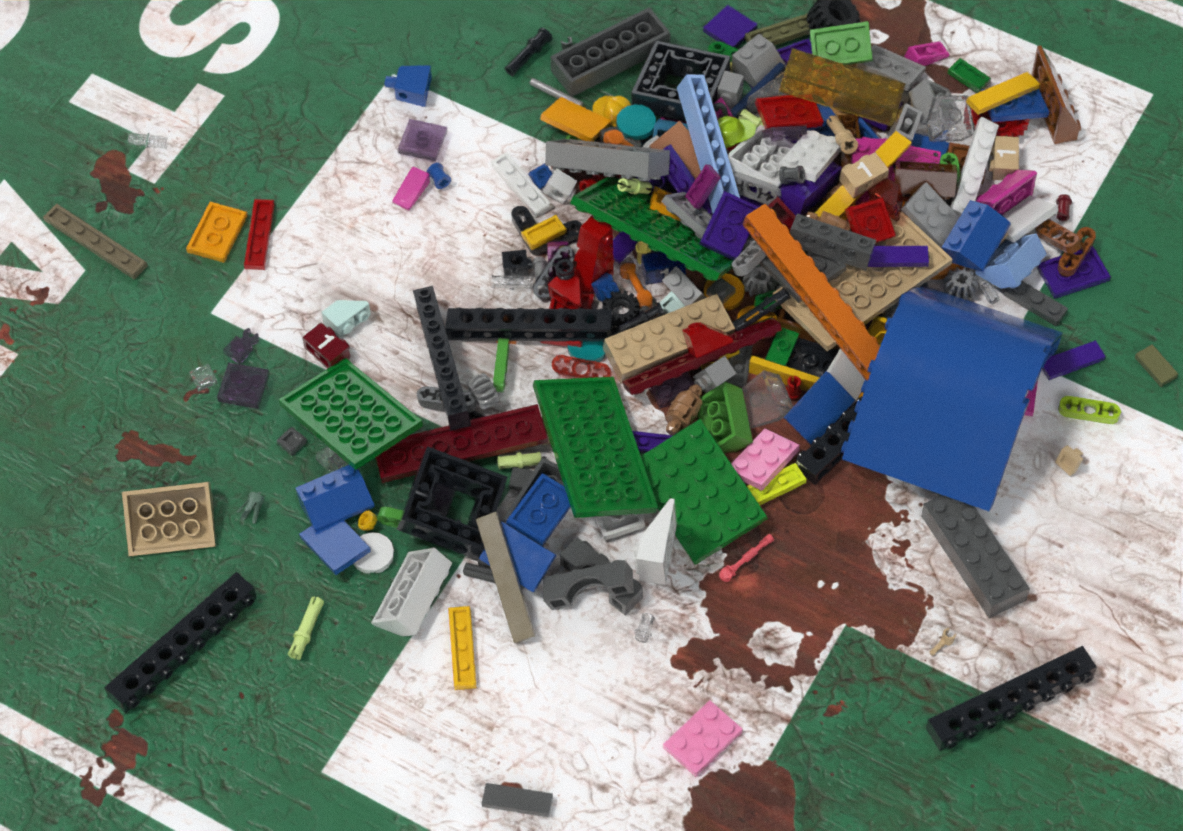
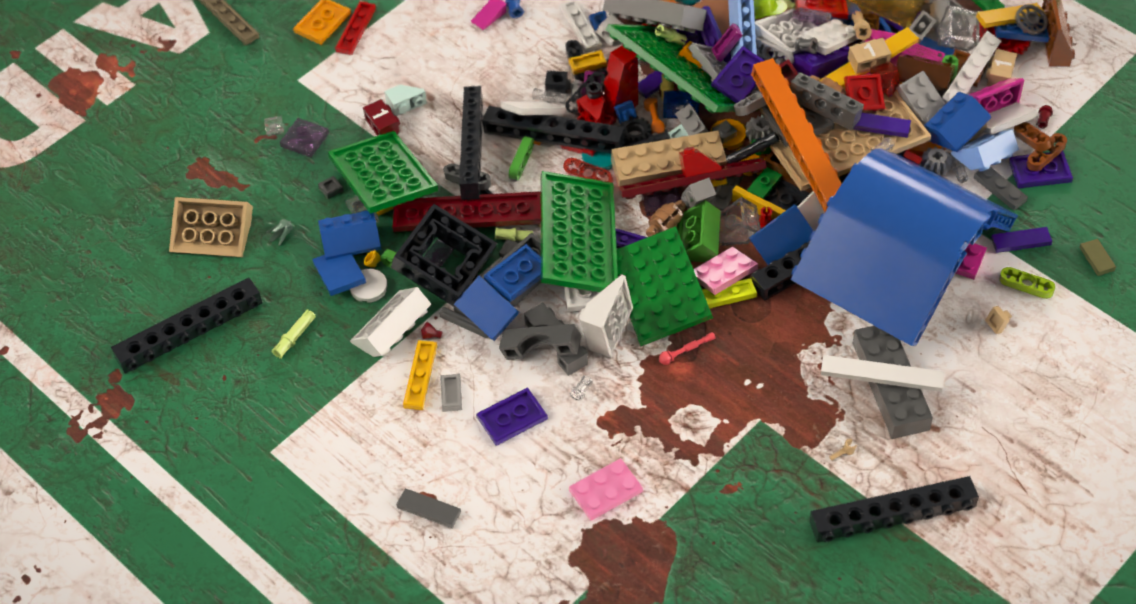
camera: 15 degrees right, 5 degrees down
(240, 348) = (312, 109): plate -> none
(458, 595) = (429, 331): none -> dark red rock
(483, 391) = (499, 174): light grey gear -> none
(500, 303) = (533, 108): none -> white tile
(502, 661) = (451, 392): none -> light grey tile
(505, 577) = (471, 323): dark tan tile -> none
(577, 675) = (511, 416): none -> dark purple tile
(907, 281) = (887, 144): none -> clear pin
(935, 285) = (911, 156): none -> red tile
(966, 549) = (882, 373): none -> white tile
(1026, 95) = (1031, 19): none -> flat silver wheel

